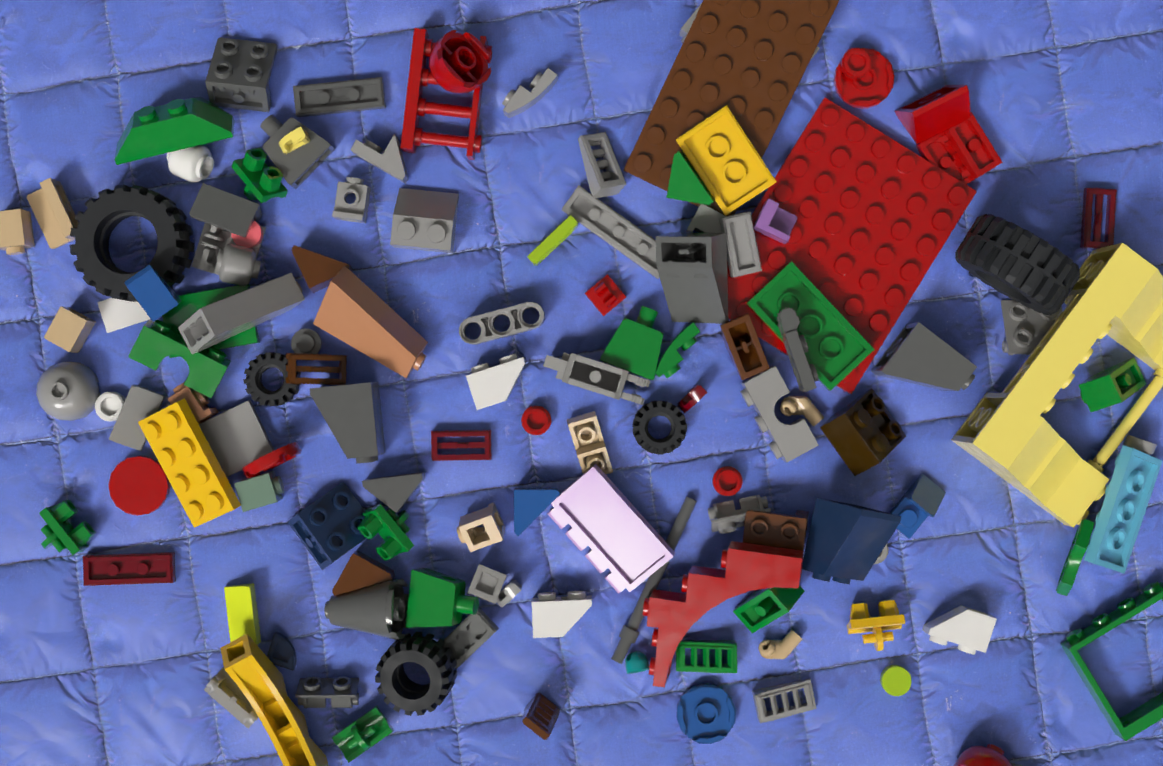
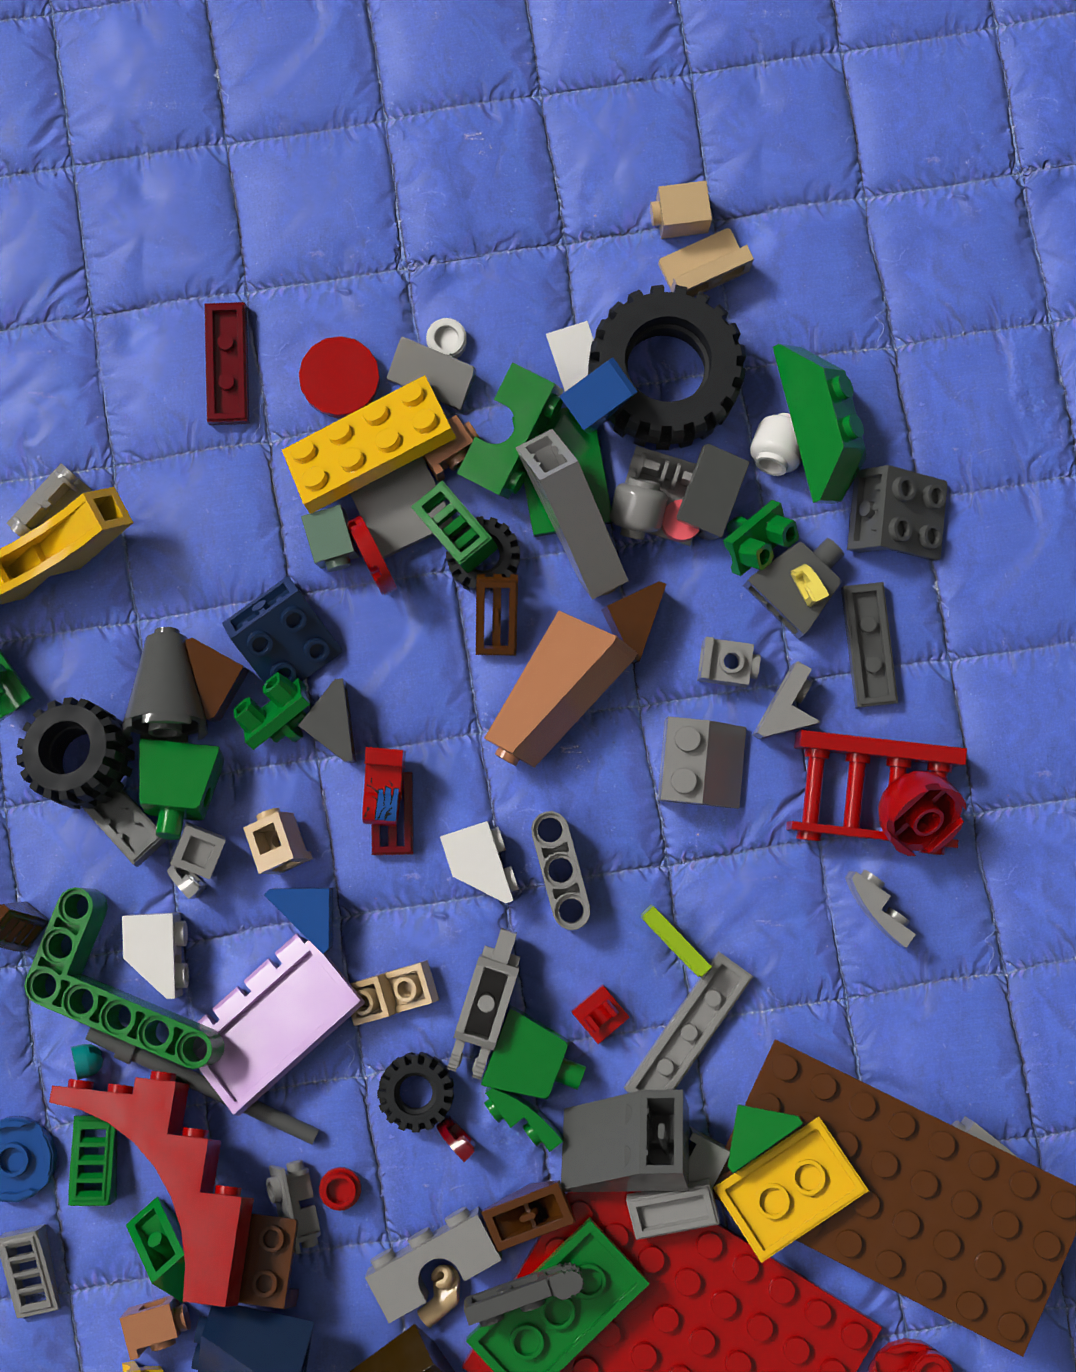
camera: 85 degrees right, 5 degrees down
(61, 532) = (277, 273): green hips -> none
(68, 391) = (467, 282): light grey cylinder -> none
(69, 329) = (549, 284): tan panel -> none
(242, 612) = (164, 515): neon yellow slope -> none
(267, 385) = (477, 551): none -> green slope
(282, 652) = (110, 569): dark blue tile -> none
(306, 342) = (533, 600): dark grey plate -> none
(314, 691) = (55, 613): dark grey hinge -> none
(354, 418) = (428, 667): dark grey slope -> none
(440, 451) = (383, 785): none -> red leg
(536, 420) = (426, 917): red plate -> none
(594, 647) = (107, 1000): none -> green beam
(605, 183) = (761, 1002): light grey slope -> none
(775, 222) = (704, 1258): medium lavender panel -> none
(779, 648) = (102, 1265): tan arm -> none
(820, 611) = (154, 1325): none -> nougat brick

